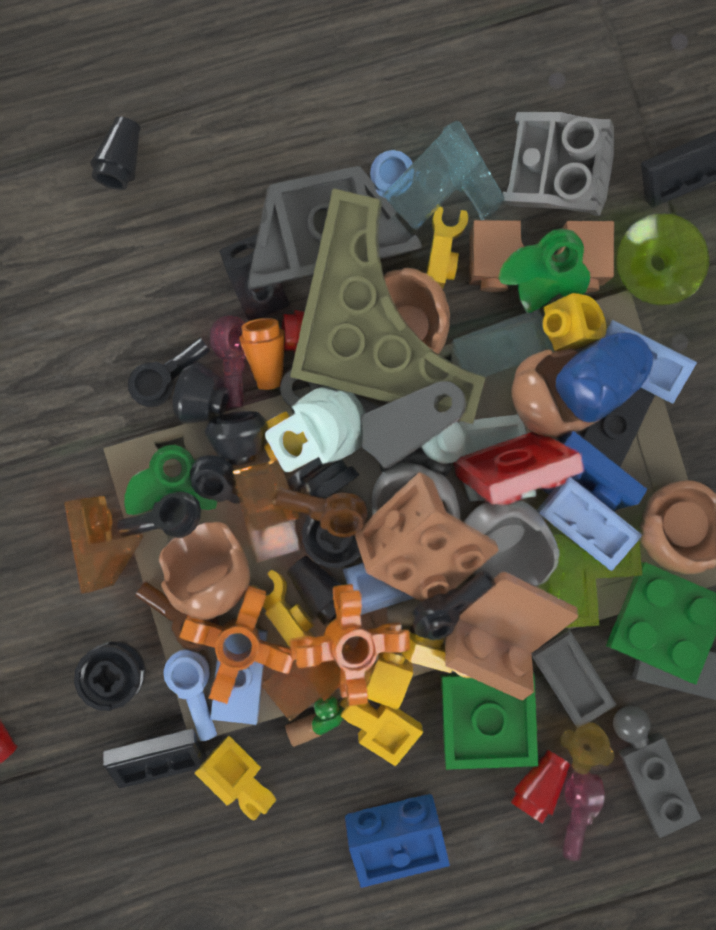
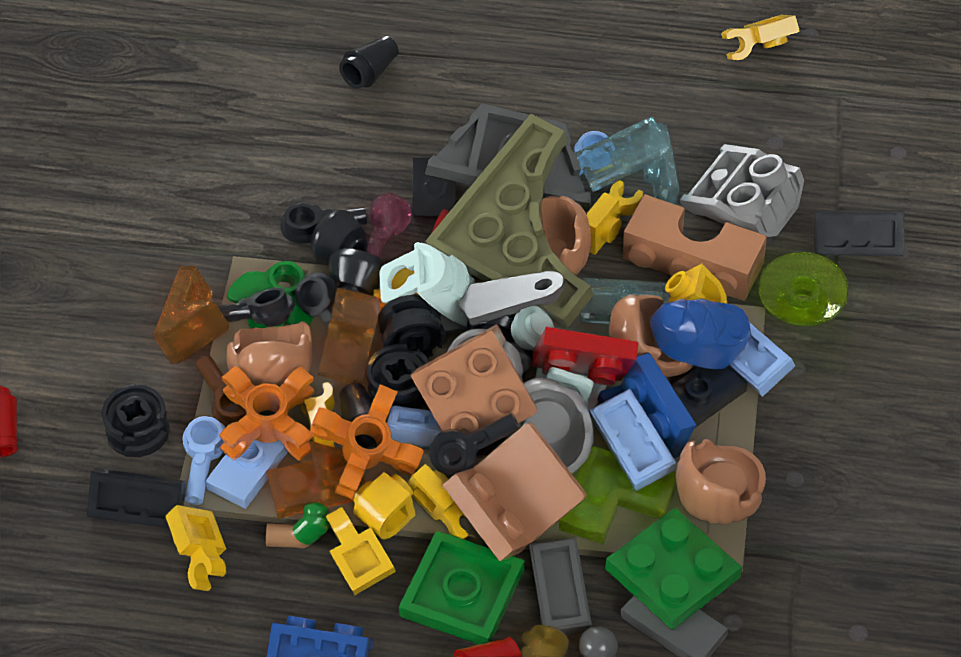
camera: 25 degrees right, 35 degrees down
(264, 351) = (413, 225): orange cone -> none
(338, 514) = (412, 343): reddish brown plate -> none
(545, 275) = (682, 246): green plate -> none

